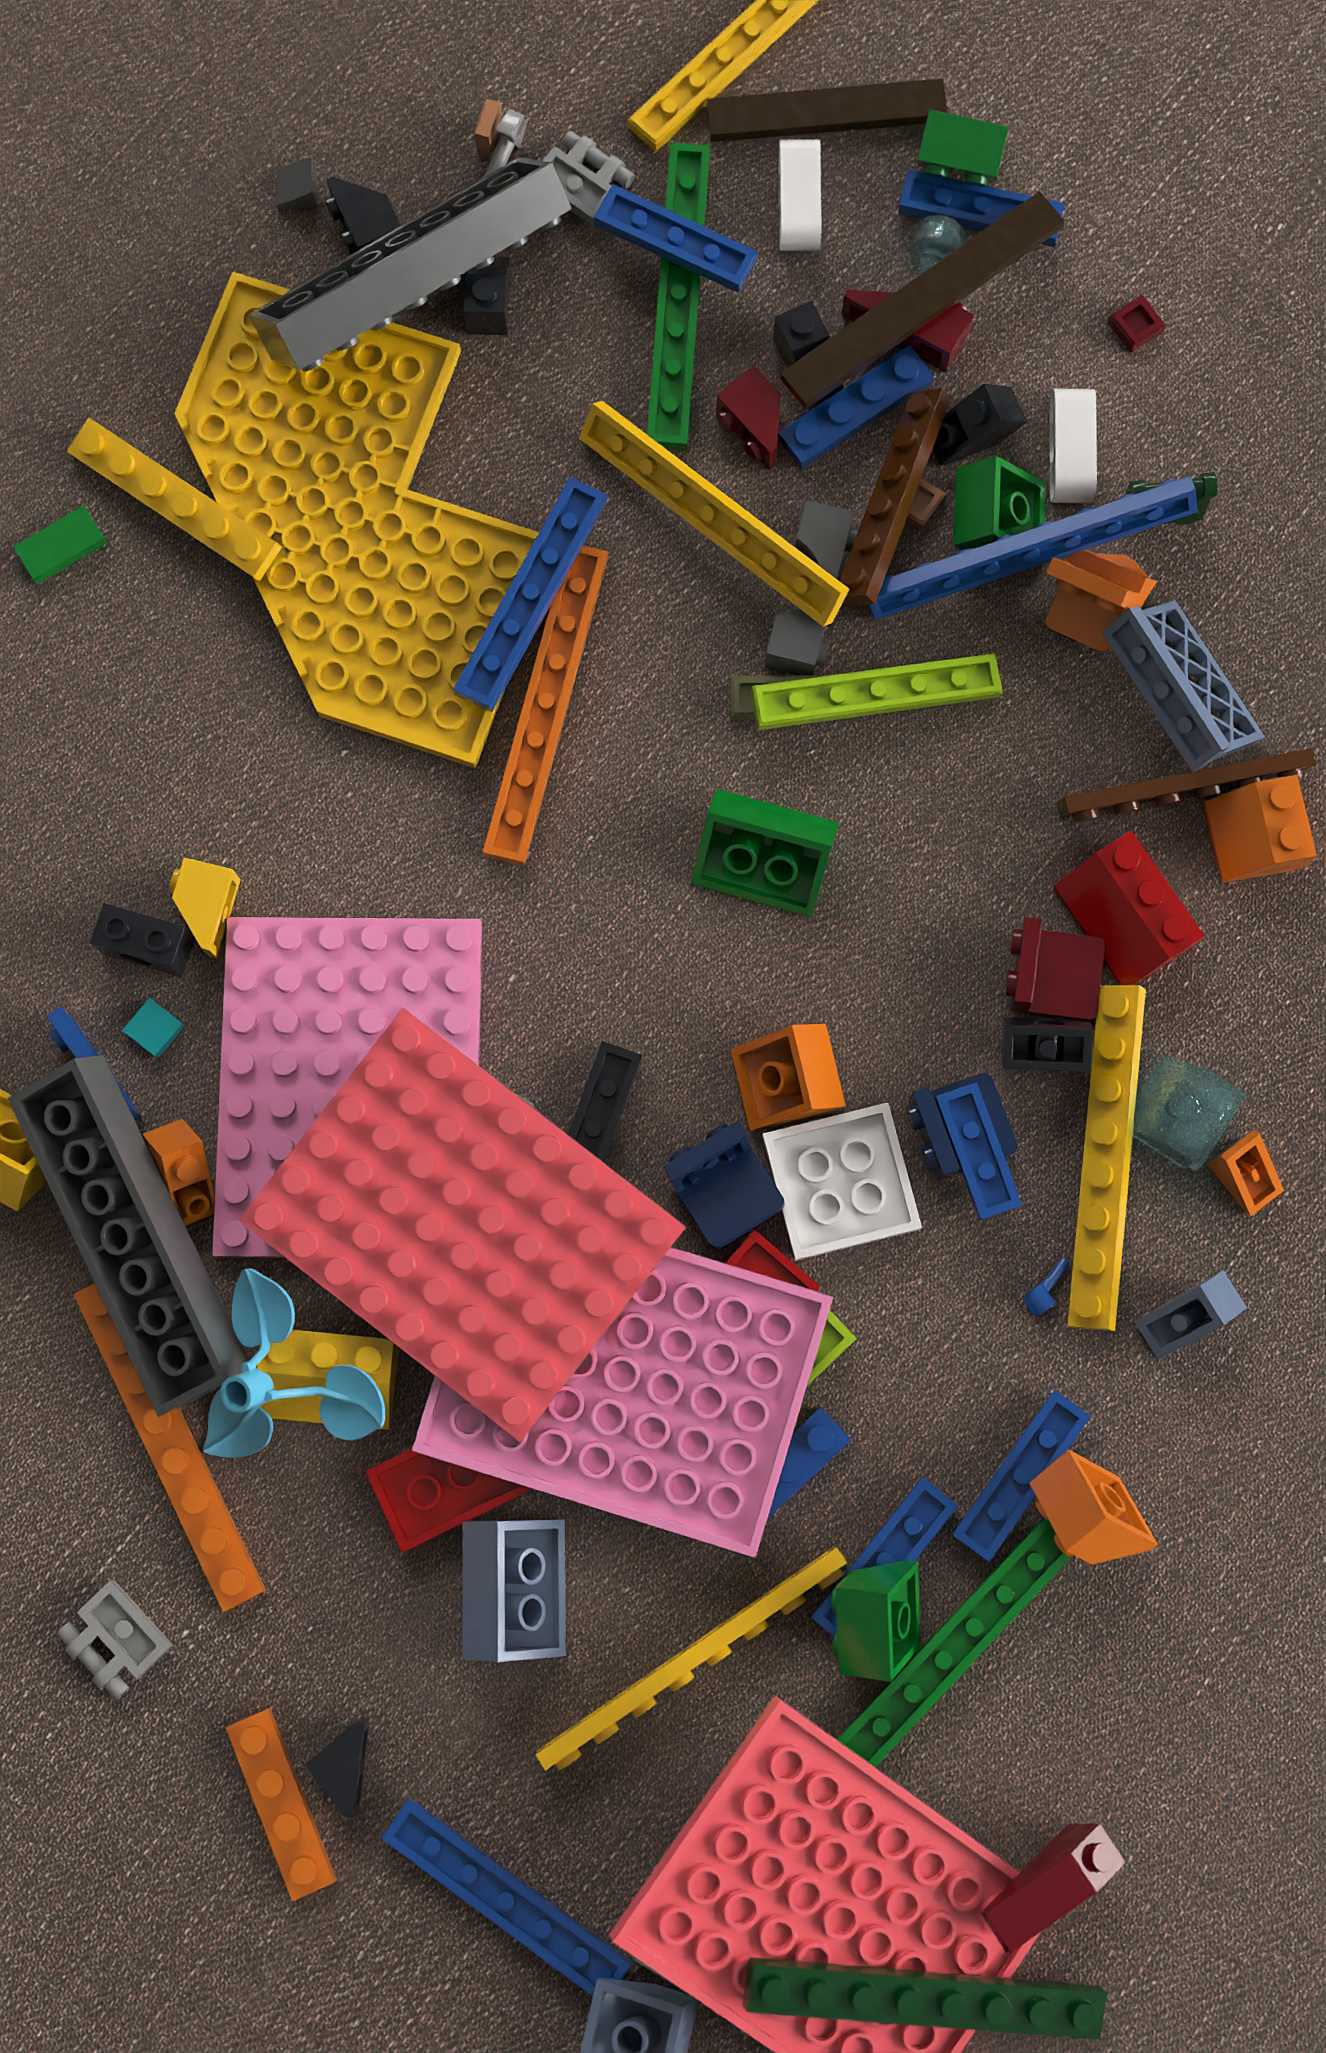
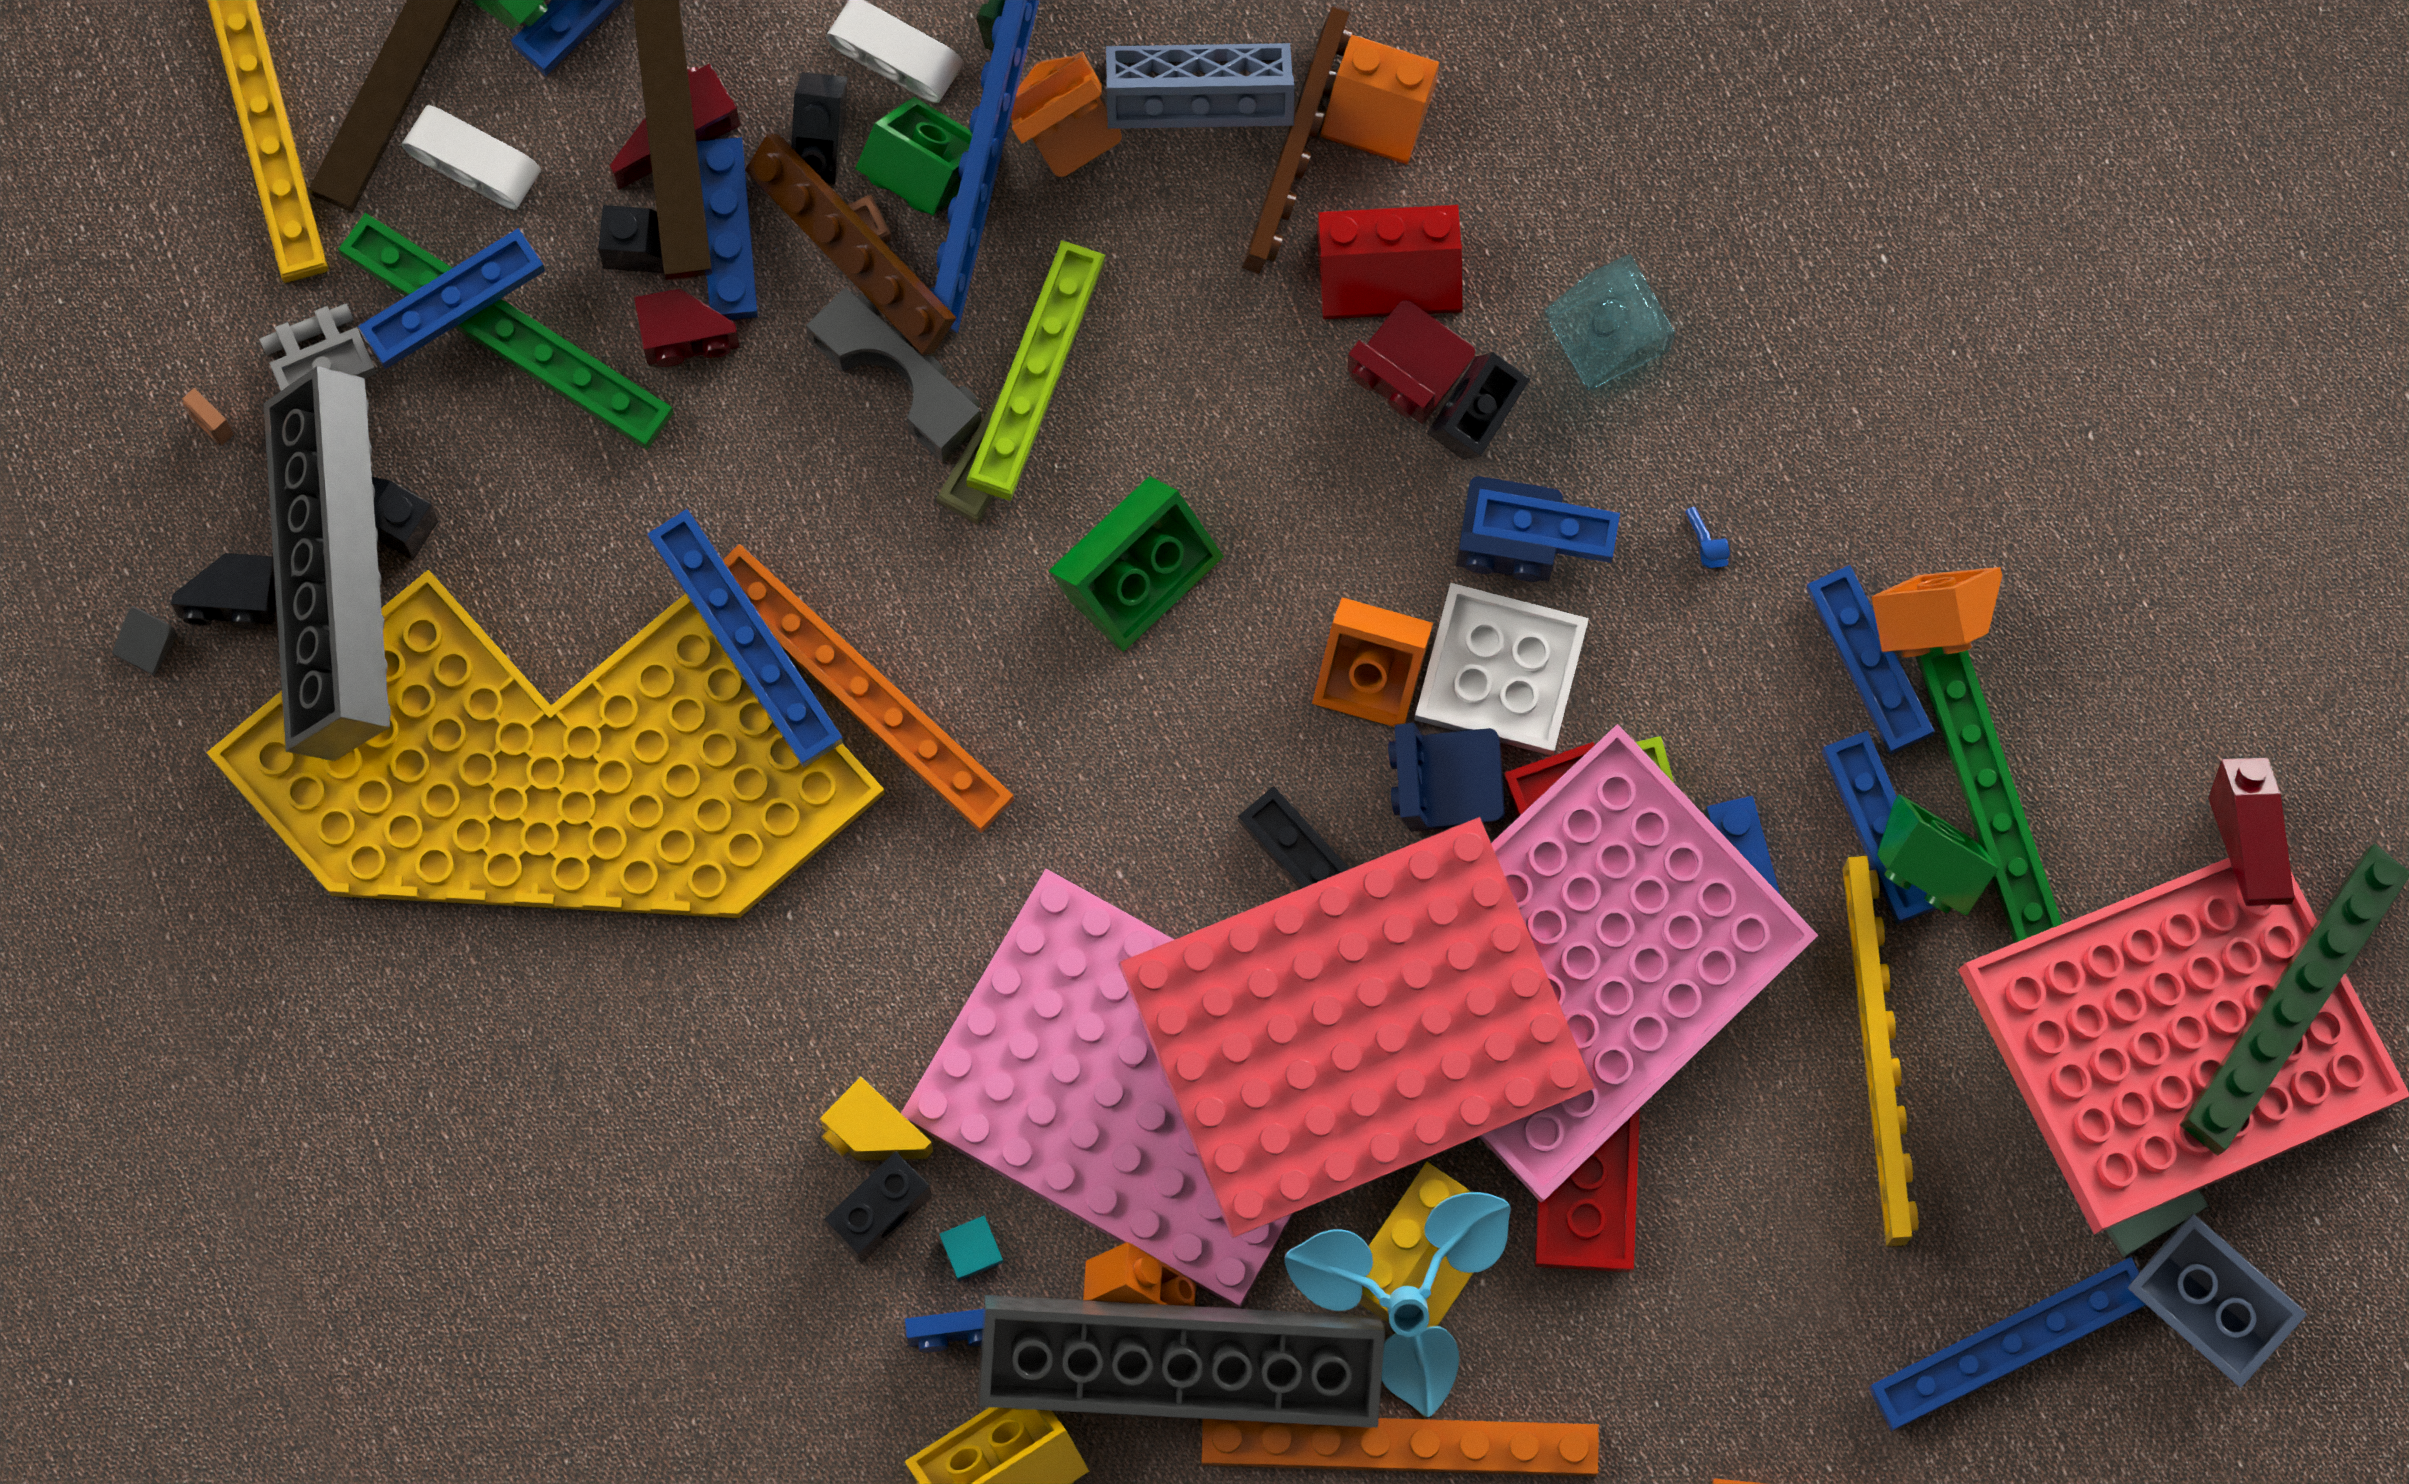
camera: 65 degrees left, 5 degrees down
(60, 544) = (396, 1083): green tile -> none
(174, 499) = (421, 939): yellow plate -> none
(341, 1767) = (1806, 1432): black slope -> none
(511, 135) = (238, 414): light grey bar -> none
(514, 1590) = (1724, 1184): sand blue slope -> none
(713, 514) = (764, 420): yellow plate -> none
(934, 240) = (608, 58): clear light blue head -> none
(1106, 1158) = (1617, 416): yellow plate -> none
(1191, 1315) = (1804, 424): sand blue slope -> none
(1248, 1173) = (1698, 297): orange slope -> none

